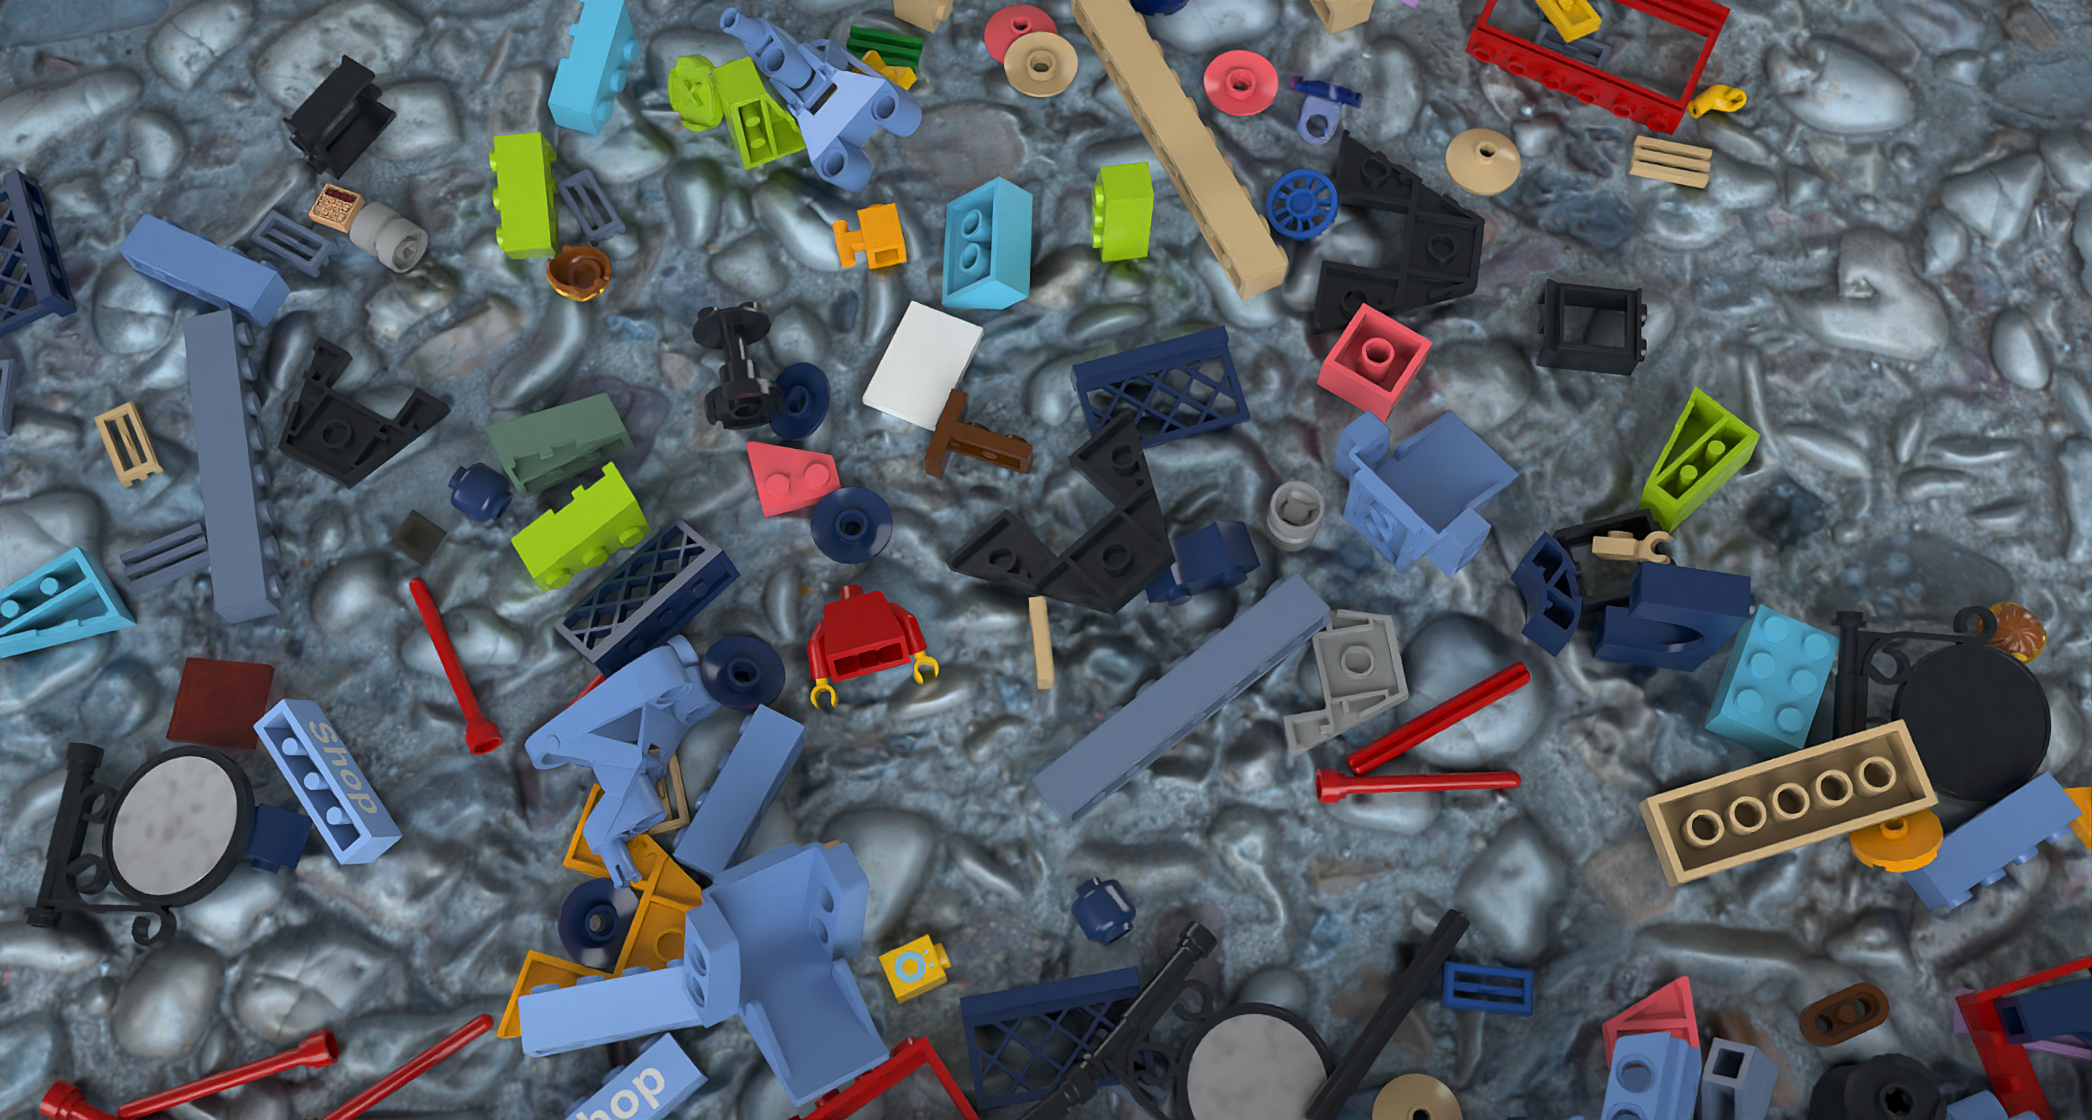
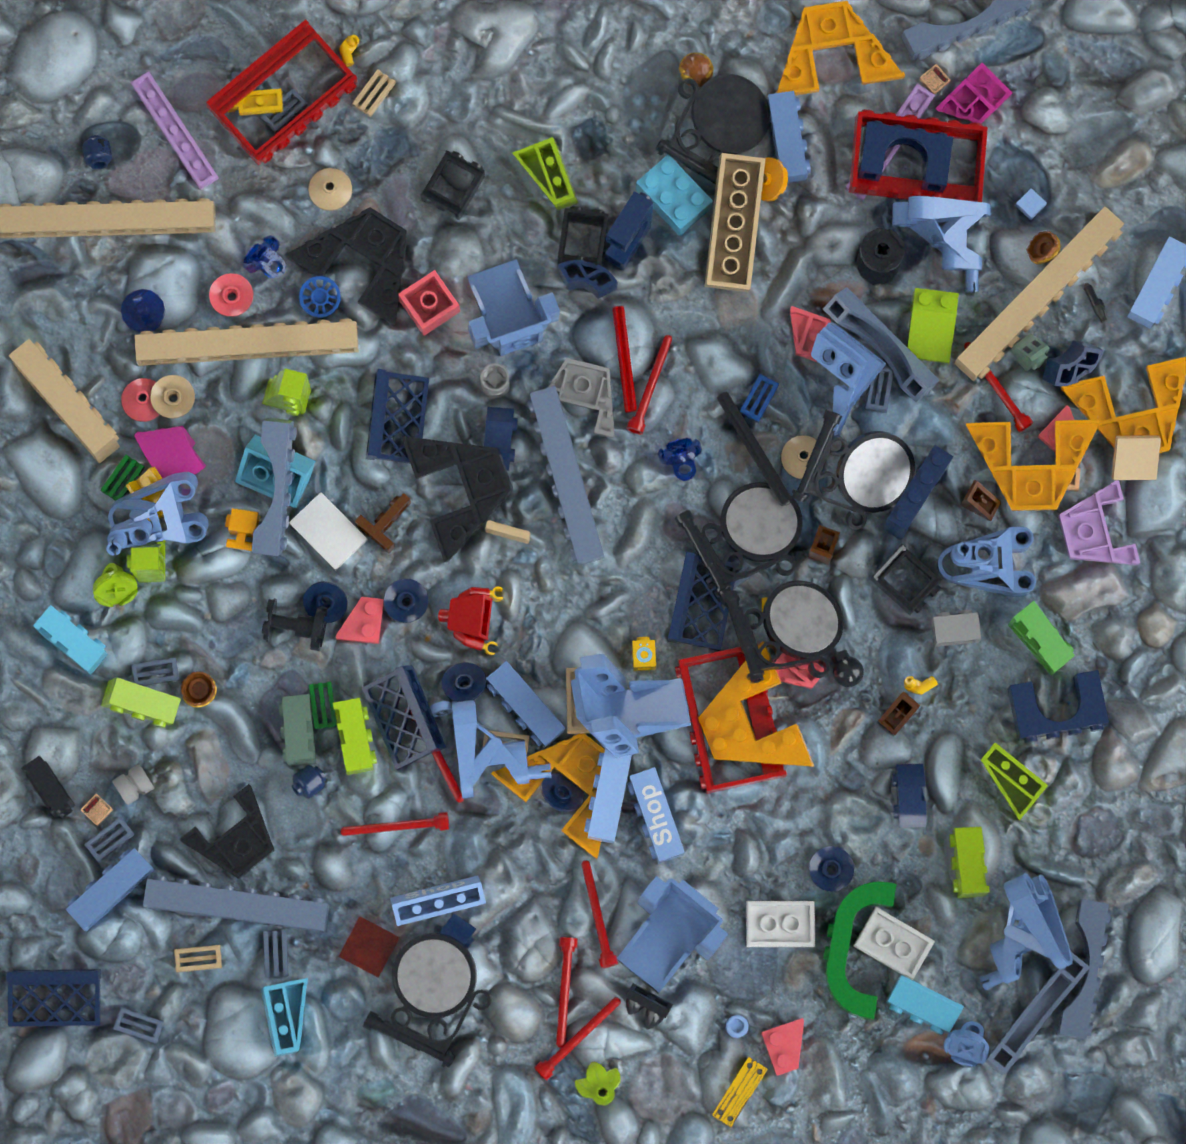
camera: 70 degrees left, 10 degrees up
(416, 537) = (316, 824): clear smoke slope -> none
(626, 461) = (320, 686): none -> green tile
(951, 89) = (170, 451): none -> dark pink slope
(1020, 208) = (277, 441): none -> sand blue arch
(1103, 910) = (652, 556): dark blue head -> none
(1314, 882) = (681, 453): none -> clear blue tile
(1622, 547) = (577, 230): tan plate -> none
(1841, 1016) = (836, 246): reddish brown plate -> none

